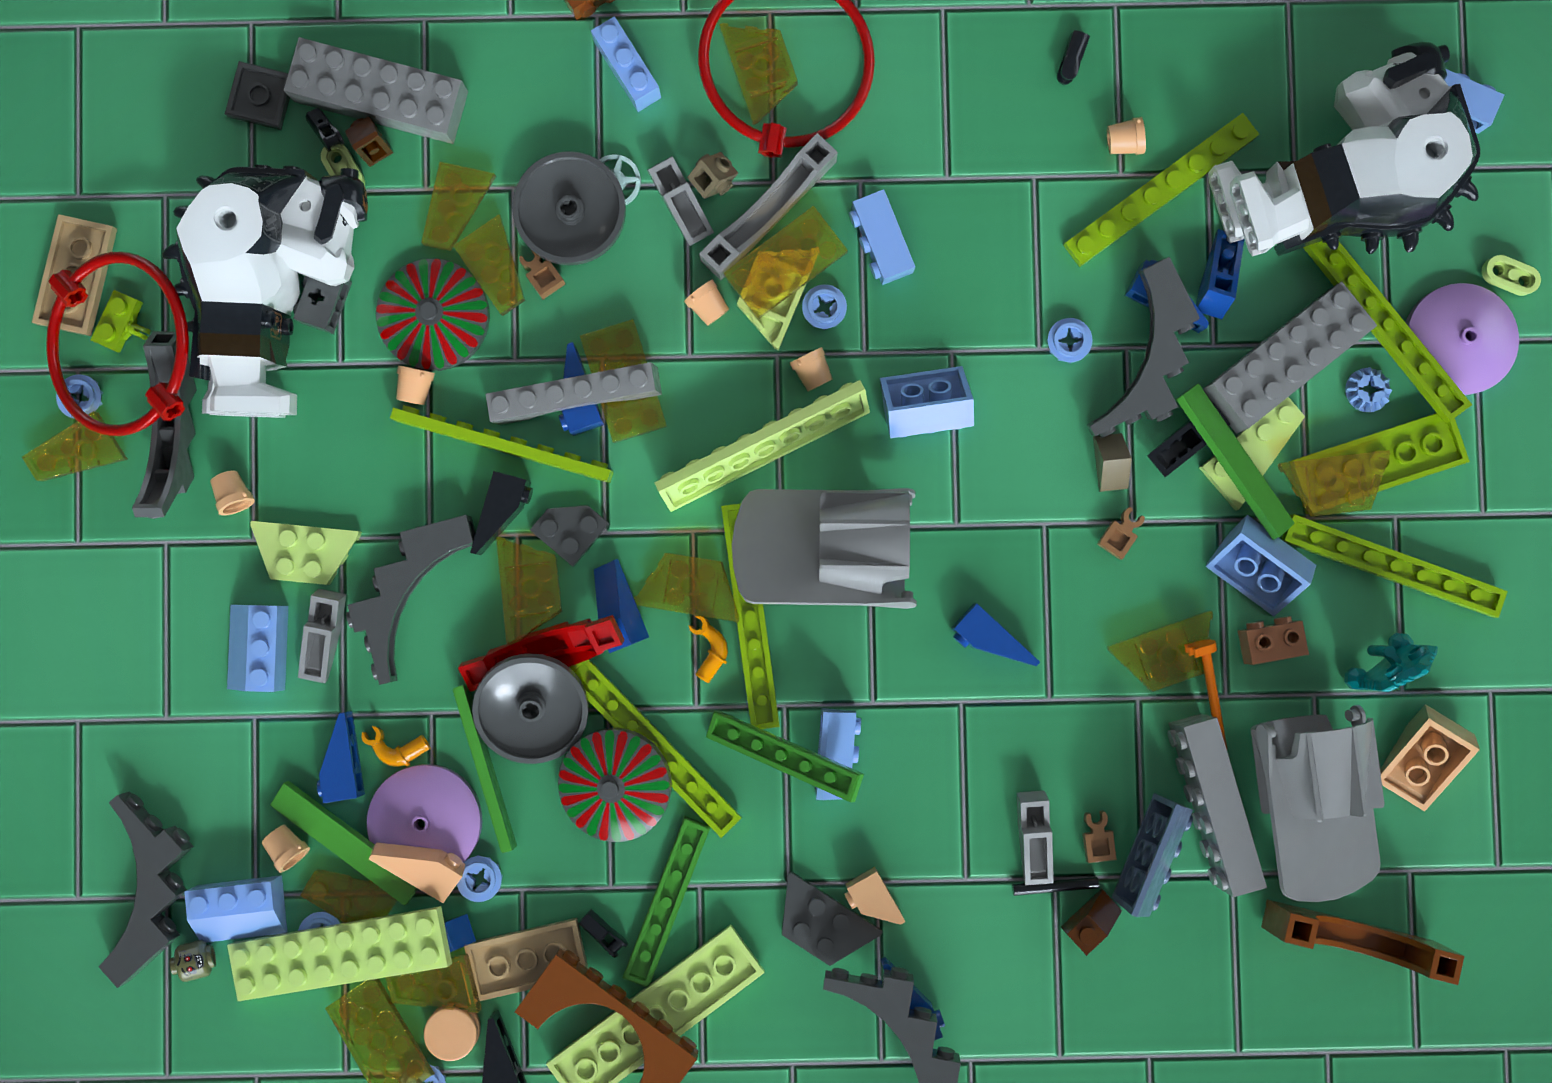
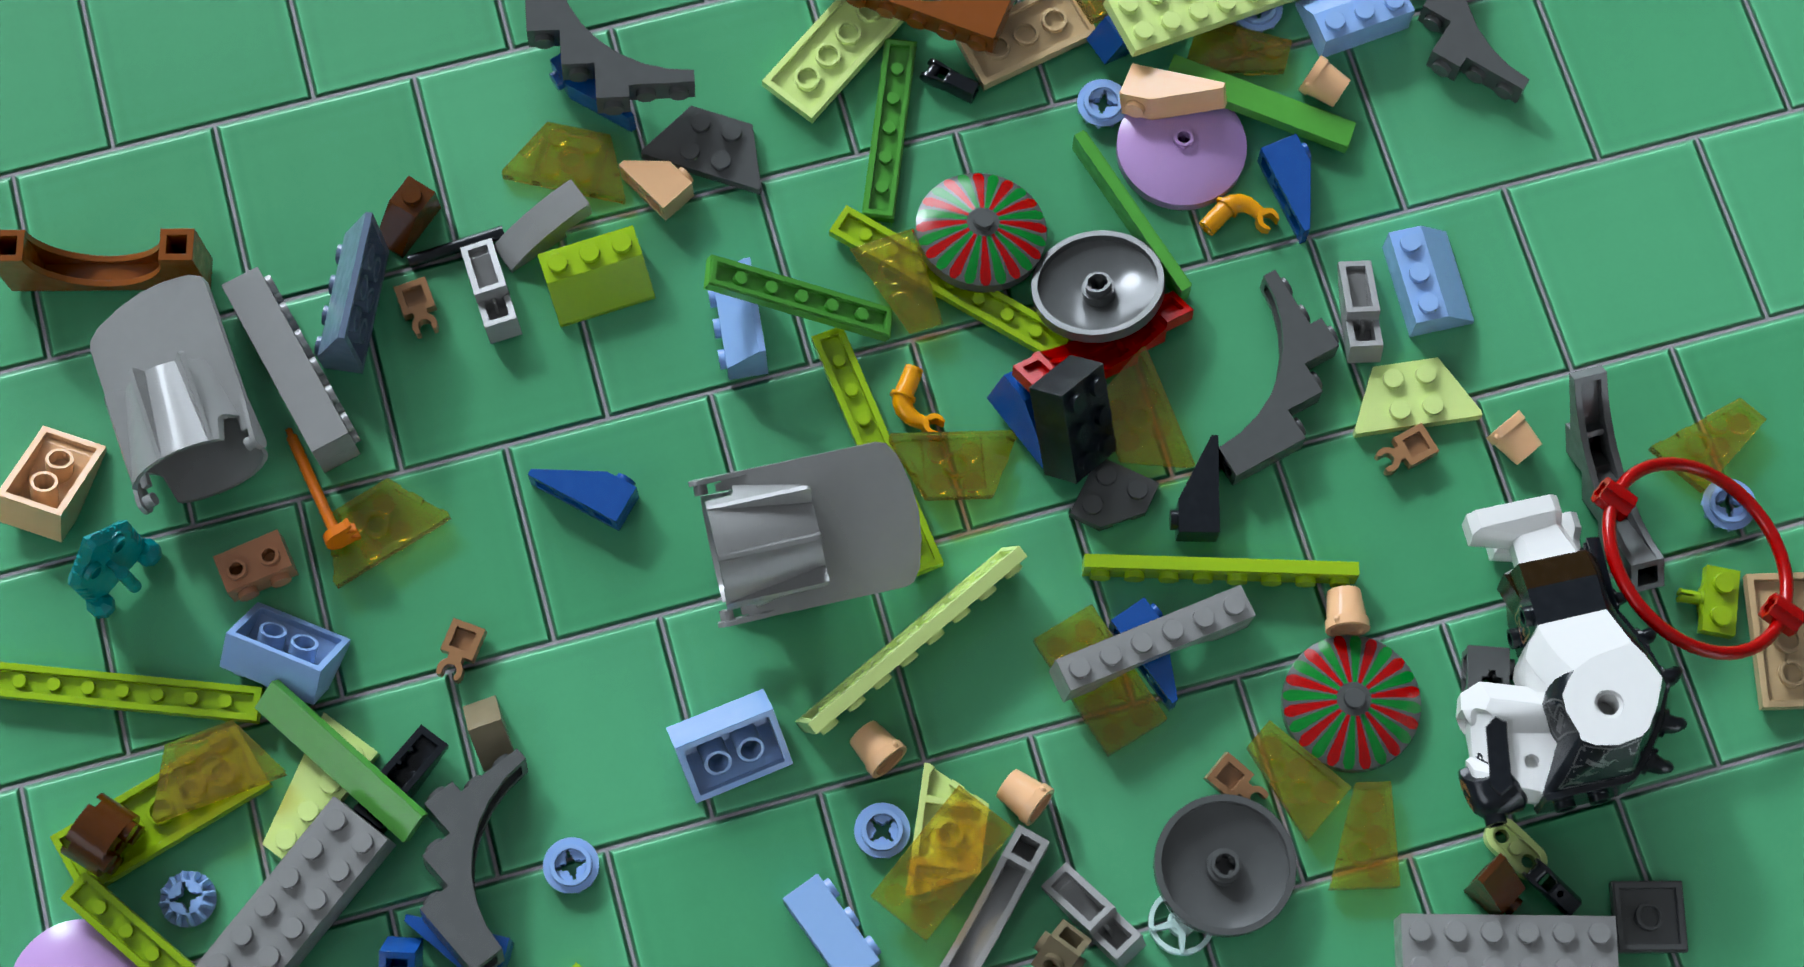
camera: 165 degrees right, 15 degrees down
(318, 508) = (1409, 447): none -> medium nougat plate
(584, 589) = (1073, 418): none -> black brick
(691, 758) = (902, 279): none -> clear yellow wing
(944, 940) = (565, 154): none -> clear yellow wing
(945, 826) = (596, 276): none -> lime slope
(980, 884) = (543, 226): none -> light grey slope
(1434, 442) = (102, 835): none -> reddish brown brick

